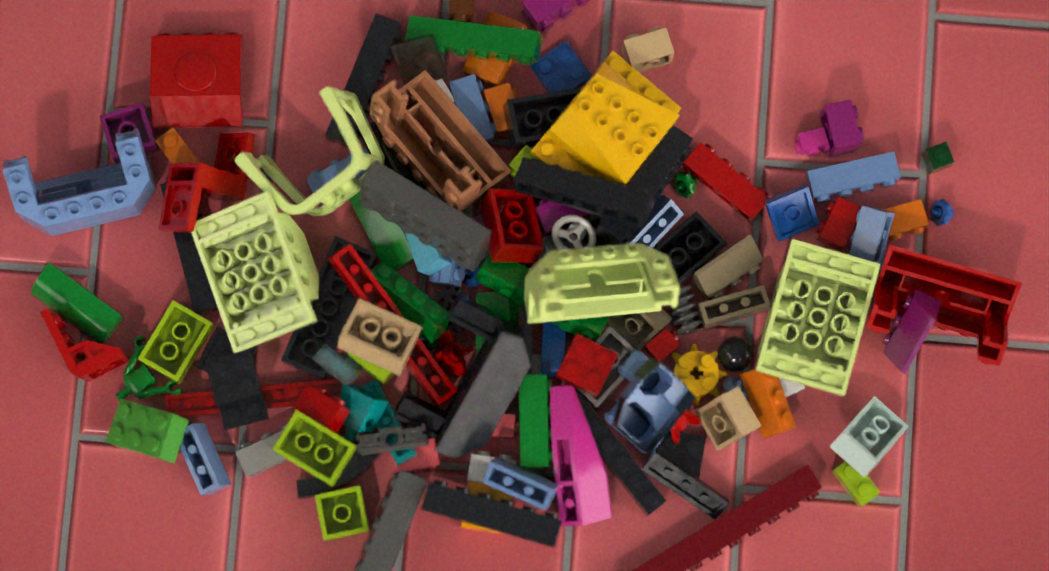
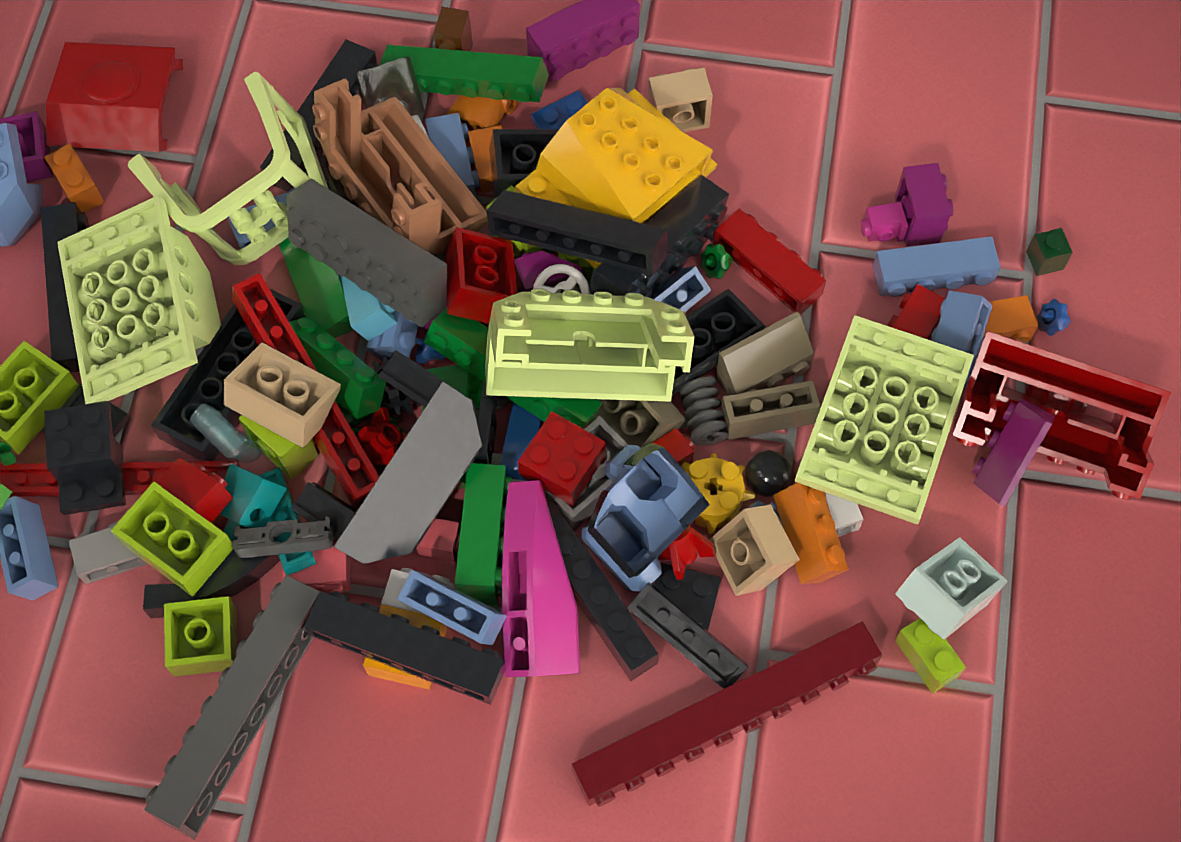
camera: 10 degrees right, 15 degrees down
(192, 180) = (85, 197): red bracket -> none
(792, 212) = (853, 294): blue plate -> none

